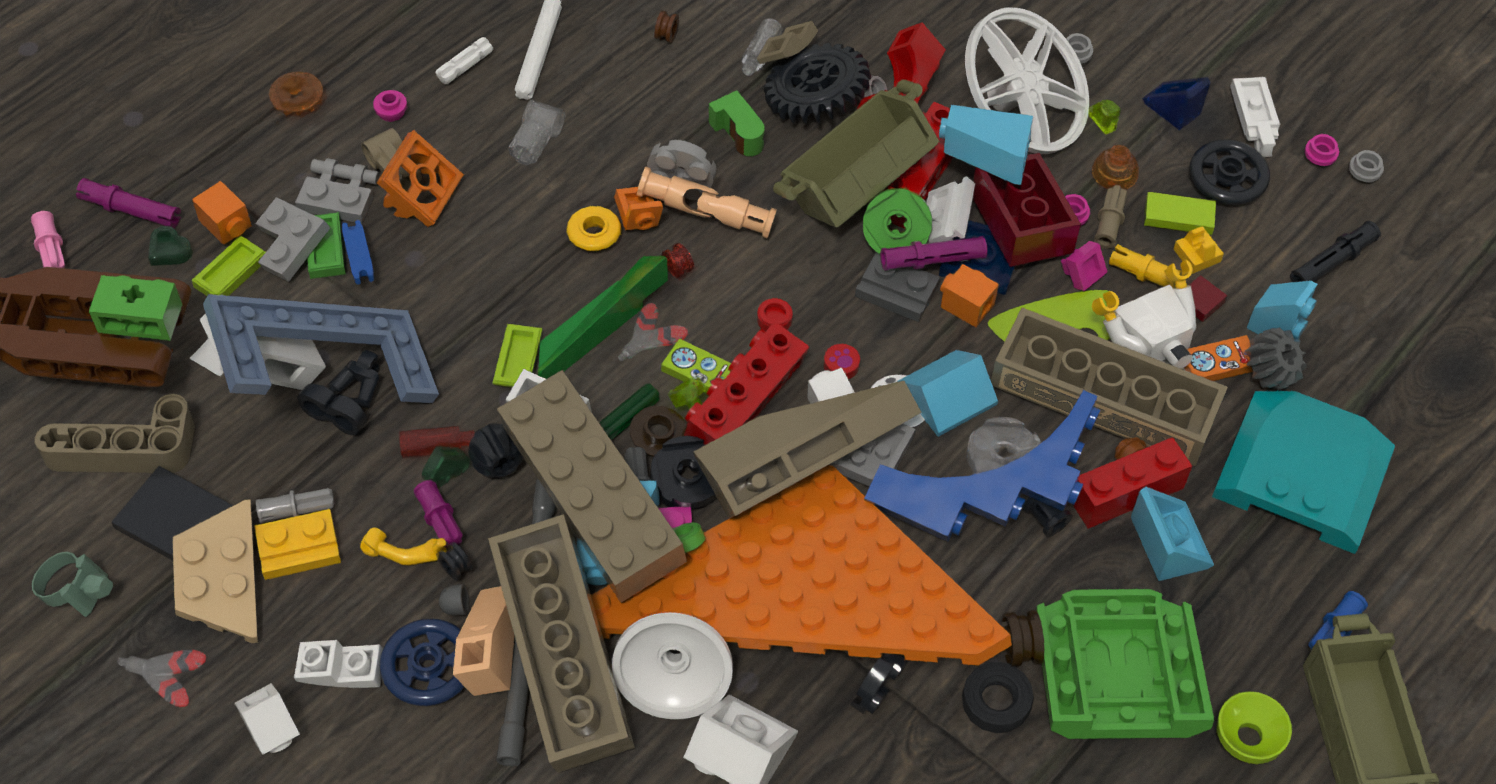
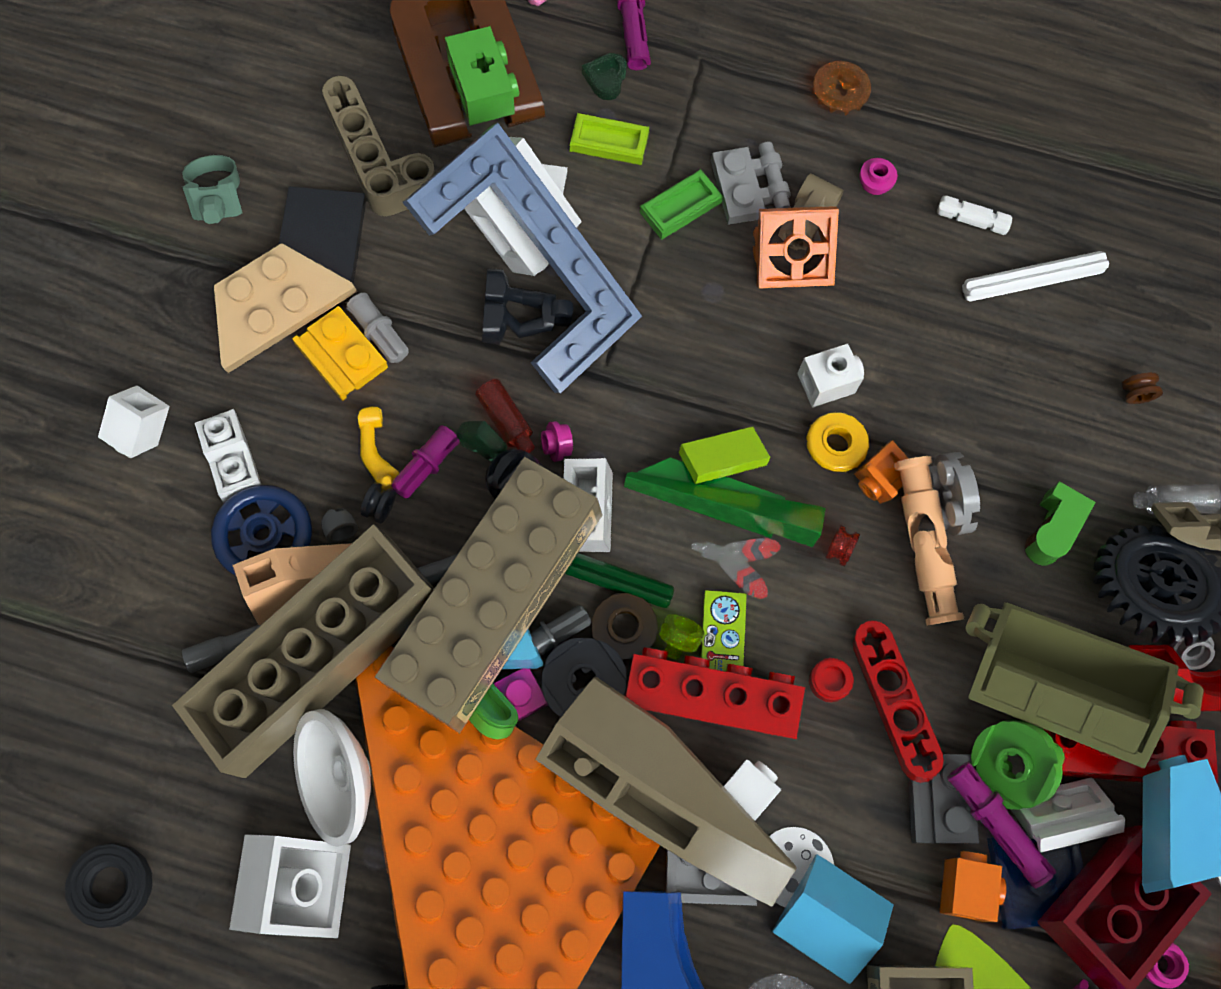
camera: 60 degrees right, 15 degrees up
(159, 672) = (159, 305): clear piece -> none
(222, 212) = (659, 96): orange brick -> none
(296, 237) = (669, 176): light grey plate -> none
(358, 252) = (683, 236): blue piece -> none
(479, 411) = (557, 441): none -> dark pink plate
(517, 353) = (643, 444): lime tile -> none
(538, 125) = (935, 325): clear piece -> none
(538, 207) = (831, 375): none -> white brick
(560, 303) = (724, 455): none -> lime tile
(813, 272) = (902, 698): none -> red beam
(842, 357) = (809, 780): red tile -> none

